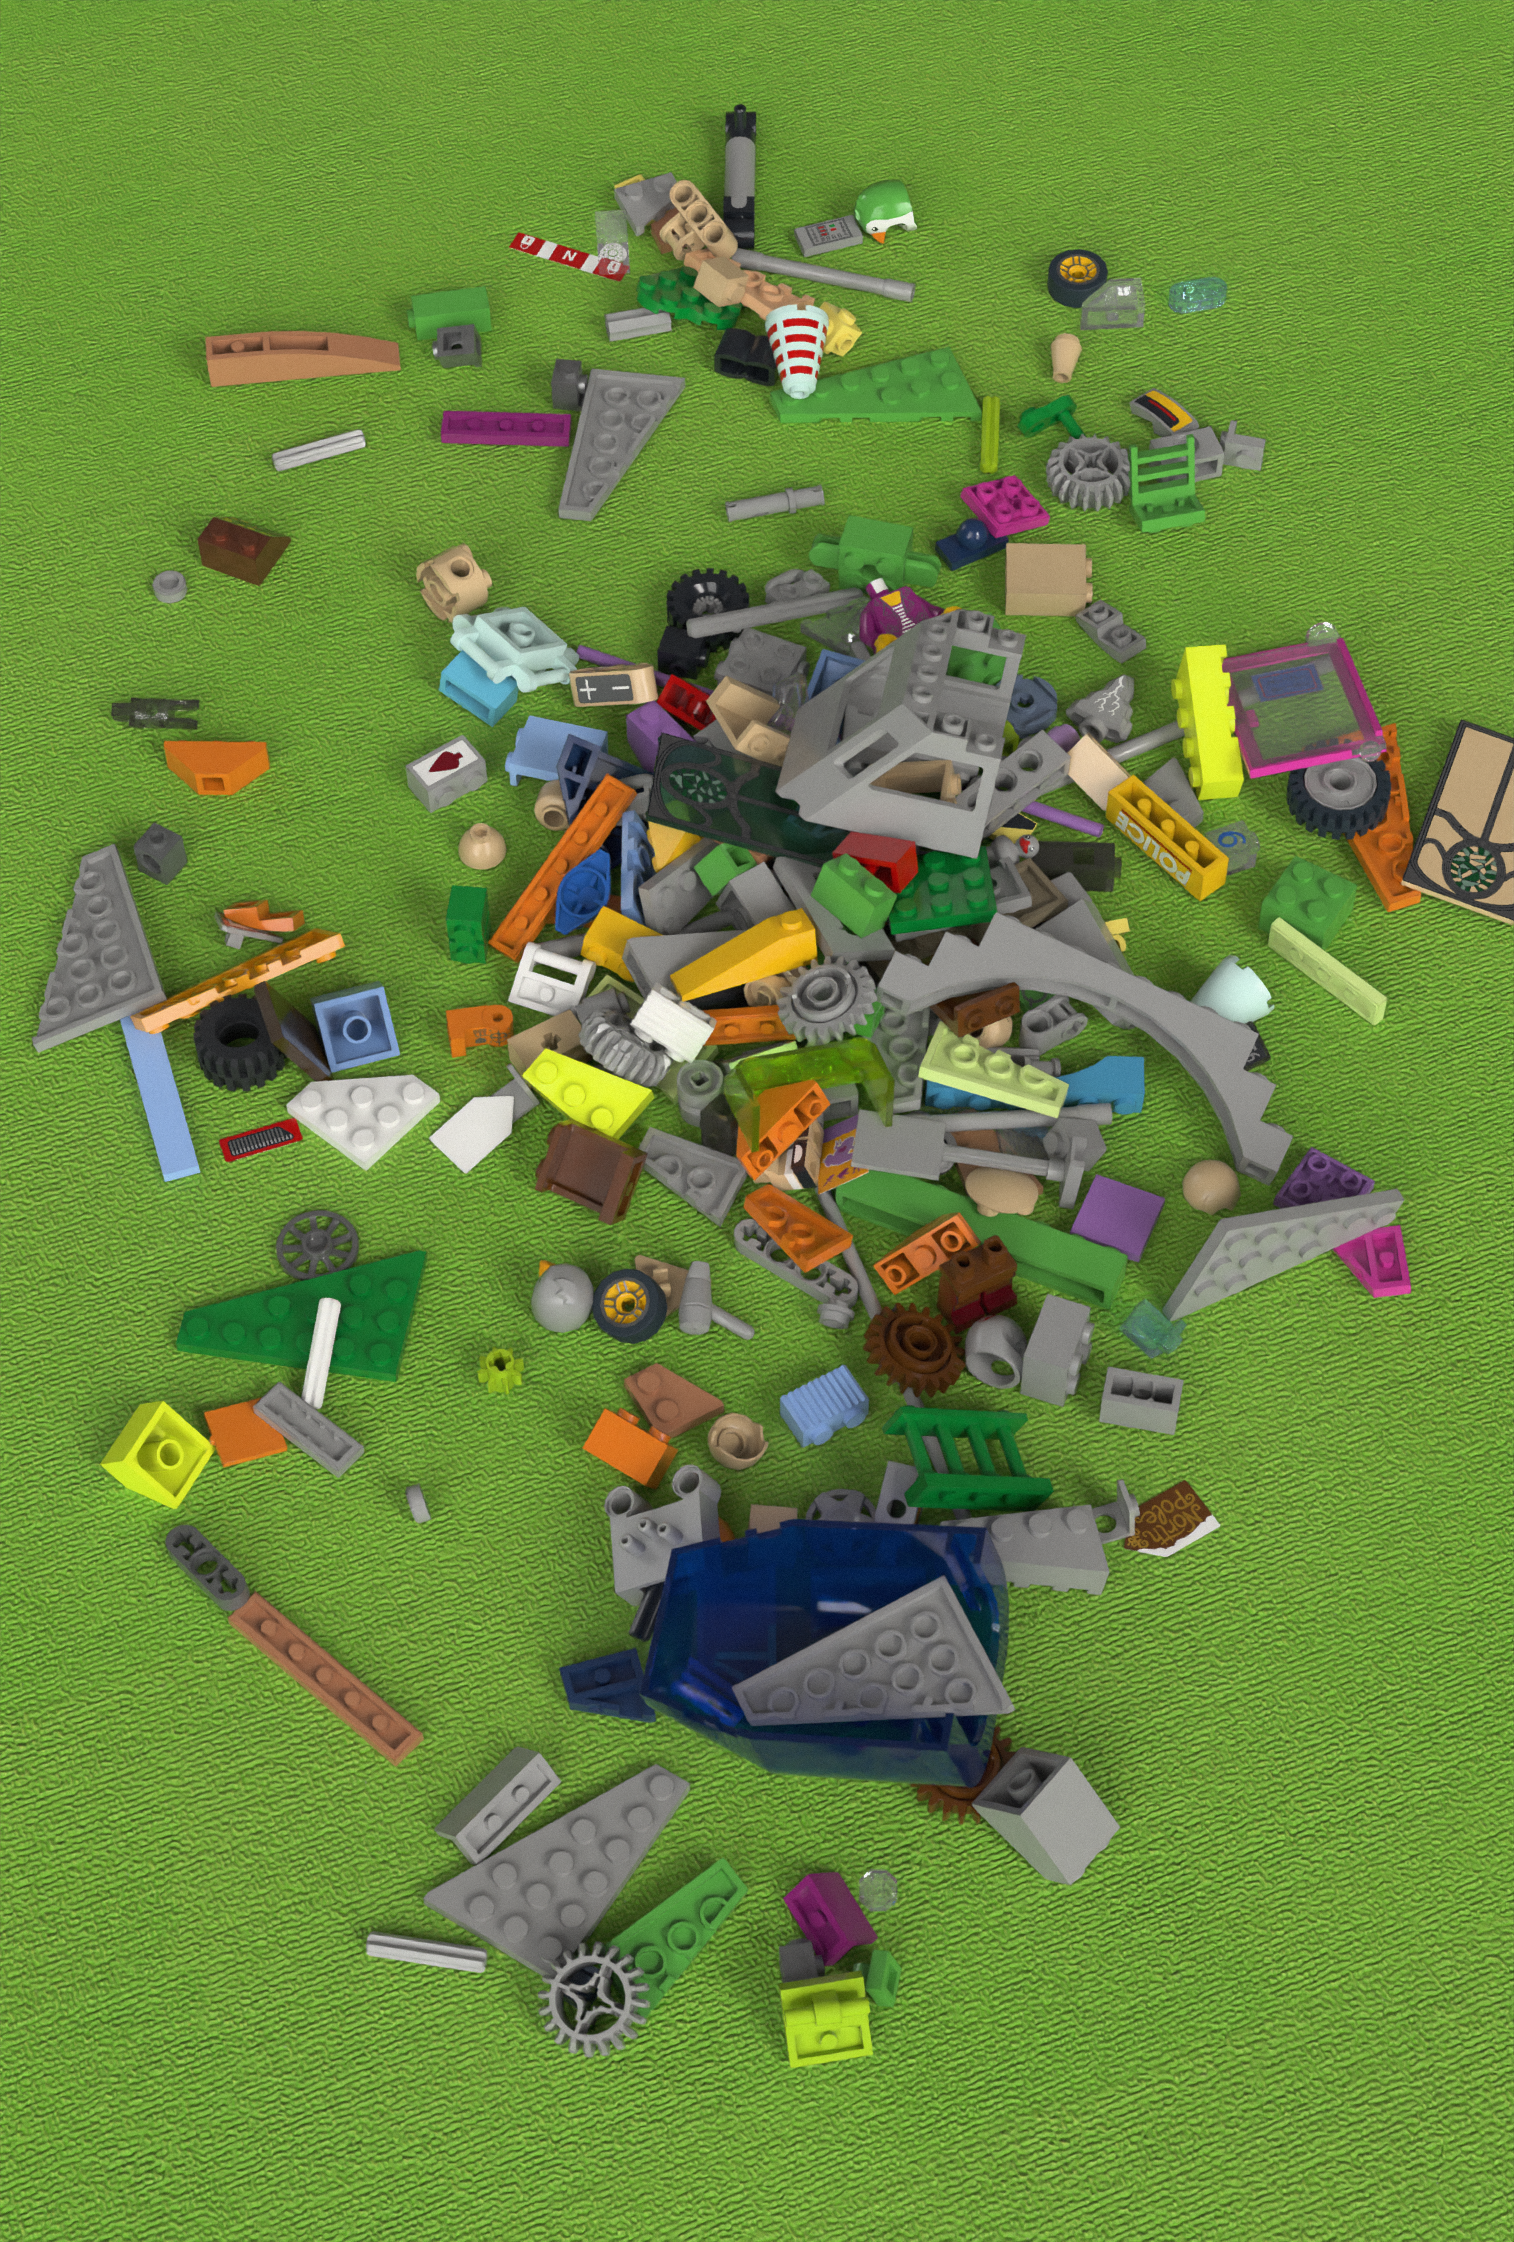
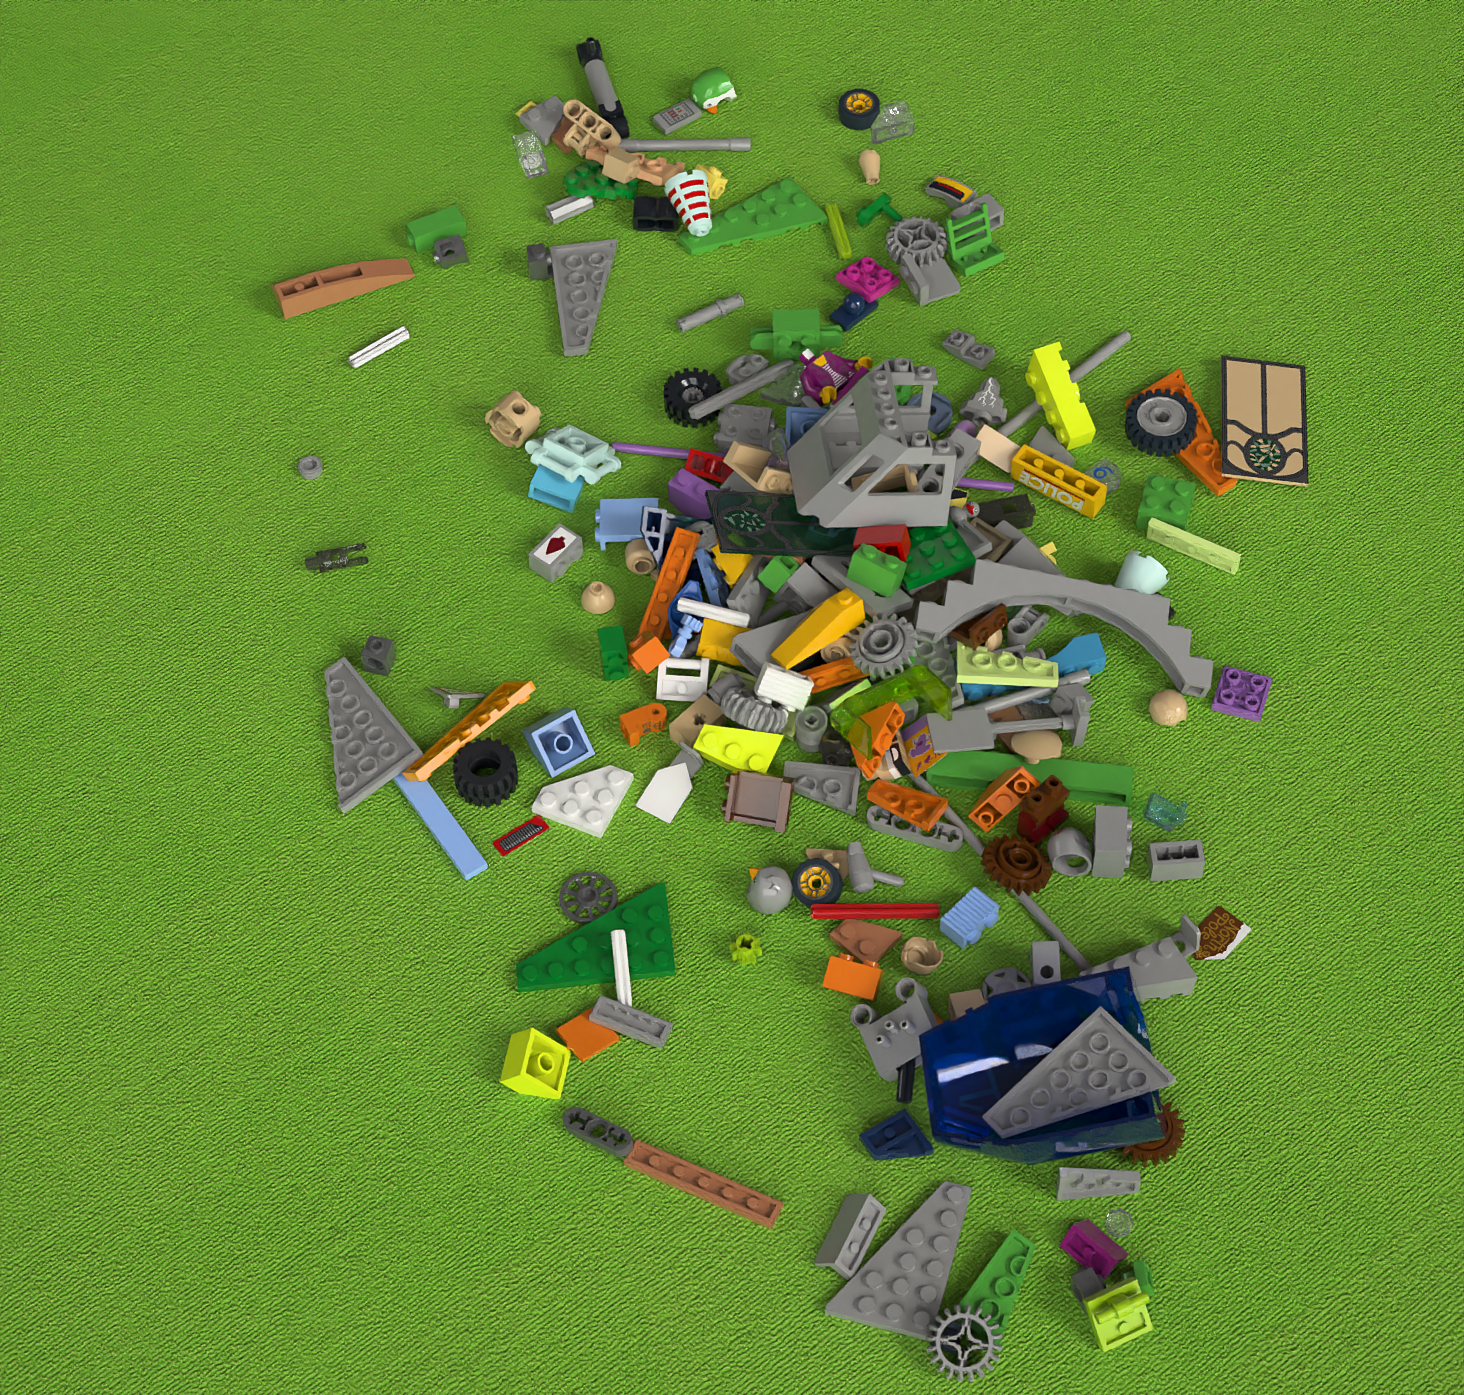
camera: 15 degrees left, 0 degrees up
(217, 765) = (392, 585): orange slope -> none
(241, 548) = (351, 429): copper slope -> none
(257, 916) = (461, 683): orange slope -> none
(292, 1033) = (523, 756): dark brown tile -> none
(418, 1503) = (723, 1051): light grey tile -> none
(426, 1952) = (839, 1343): light grey axle -> none
(506, 428) = (505, 302): magenta plate -> none
(509, 932) = (646, 652): none -> orange brick
(560, 254) = (495, 170): red sticker -> none
(570, 921) = (678, 644): none -> light blue piece
(613, 685) = (651, 464): beam -> none
(617, 900) = (713, 612): none -> white axle
(682, 654) = (686, 432): black brick -> none
(696, 1363) = (875, 911): none -> red axle
(835, 1314) = (954, 854): light grey plate -> none
(861, 1824) = (1091, 1183): none -> light grey wing
(960, 1488) = (1082, 947): green fence -> none
(1047, 579) = (914, 323): tan brick -> none
(1047, 1813) = (1212, 1143): light grey slope -> none
(1098, 528) = (928, 282): none -> light grey bracket
(1118, 1216) = (1115, 742): medium lavender tile -> none
(1197, 295) = (943, 103): clear light blue beam -> none
(1242, 450) = (1013, 204): light grey bracket -> none
(1269, 1242) = (1226, 734): light grey wing -> none
(1302, 706) = (1119, 371): clear door -> none
(1378, 1261) = (1291, 729): dark pink wing -> none

